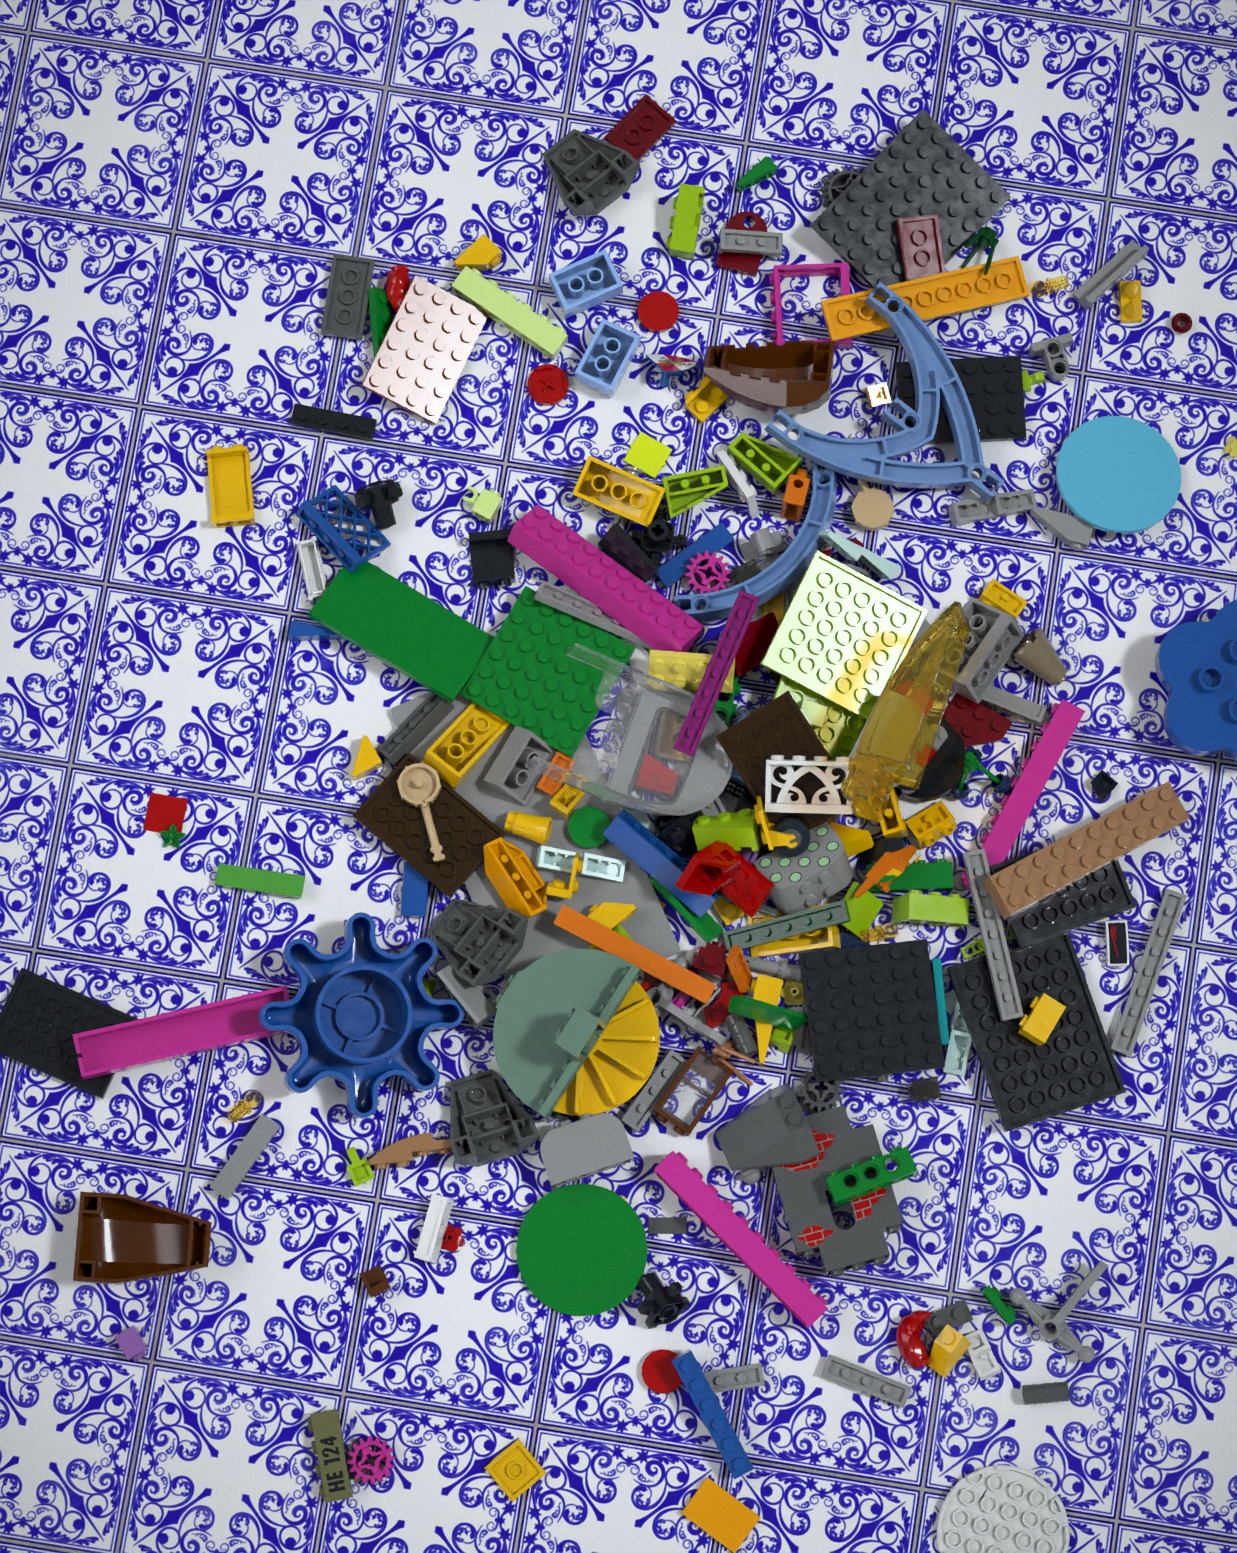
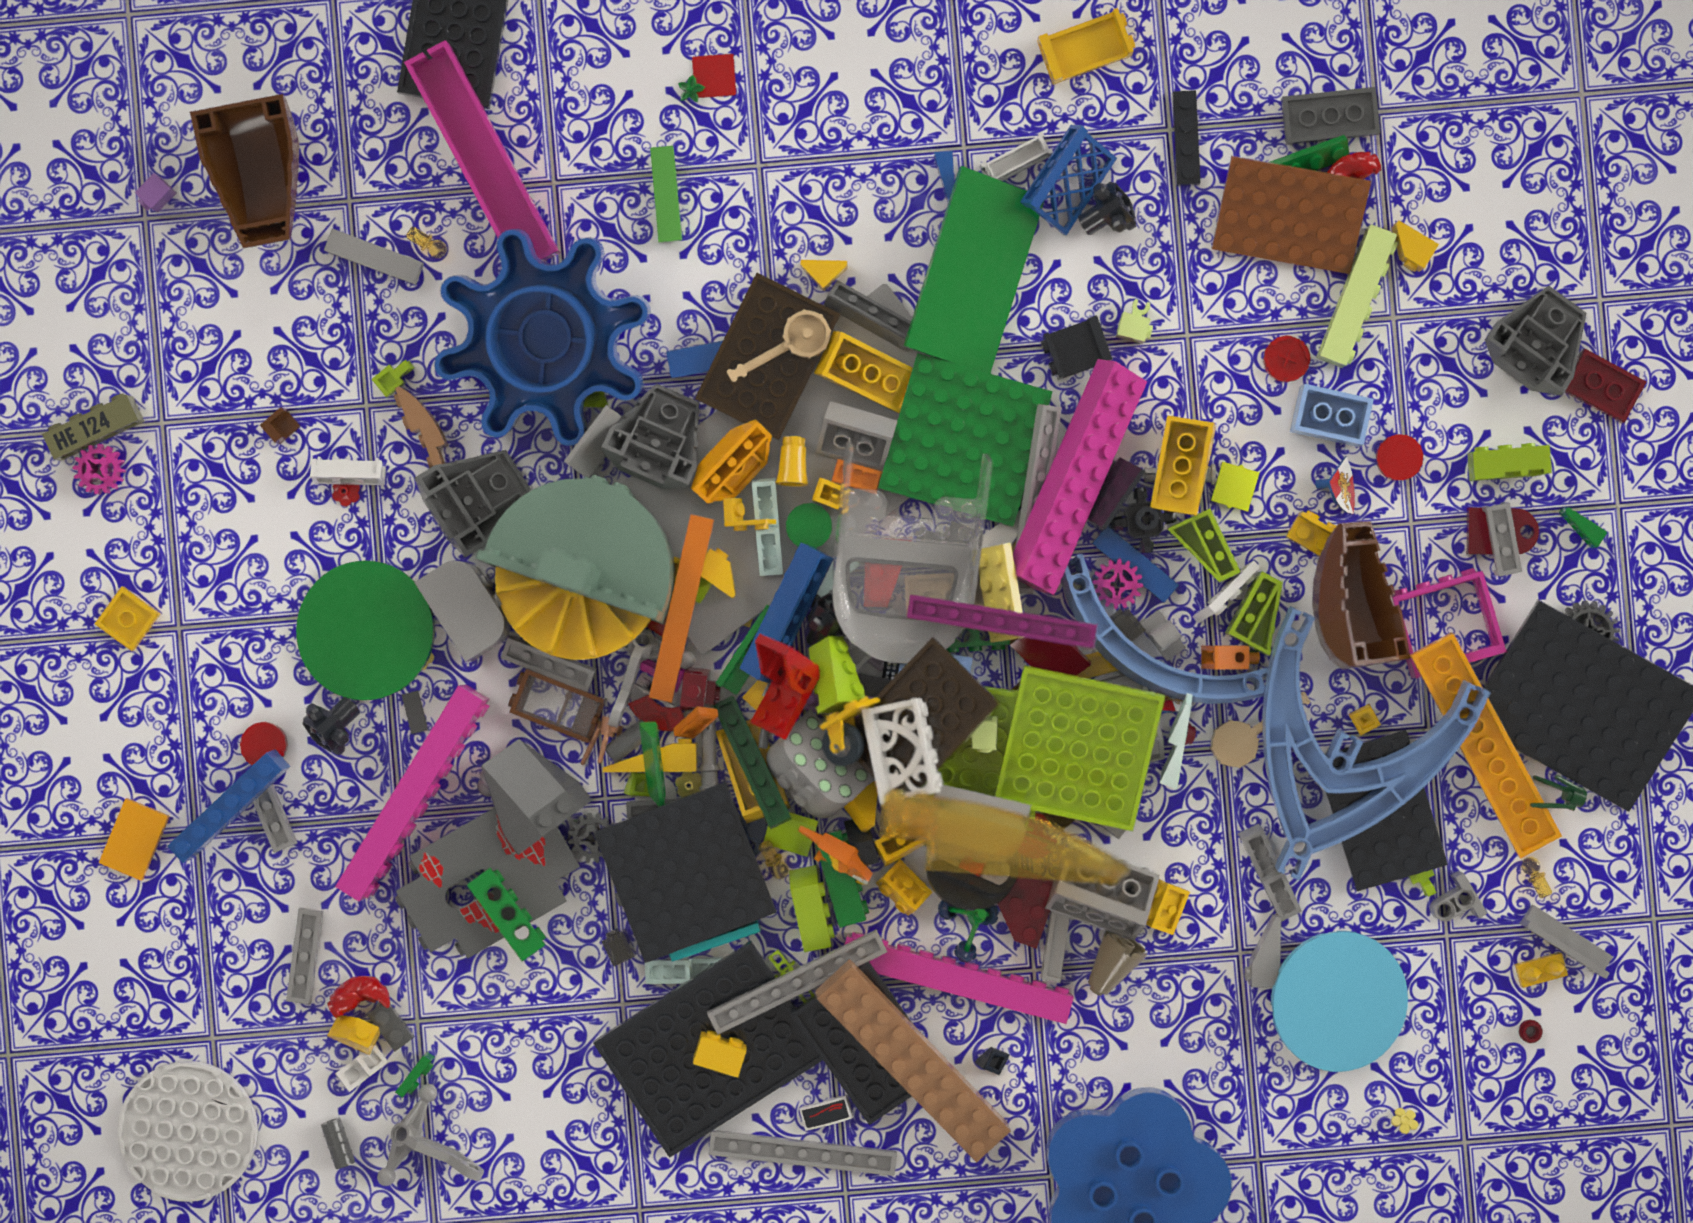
camera: 75 degrees right, 10 degrees up
(585, 283) = (1410, 370): light blue brick -> none
(920, 246) = (1544, 727): tile -> none

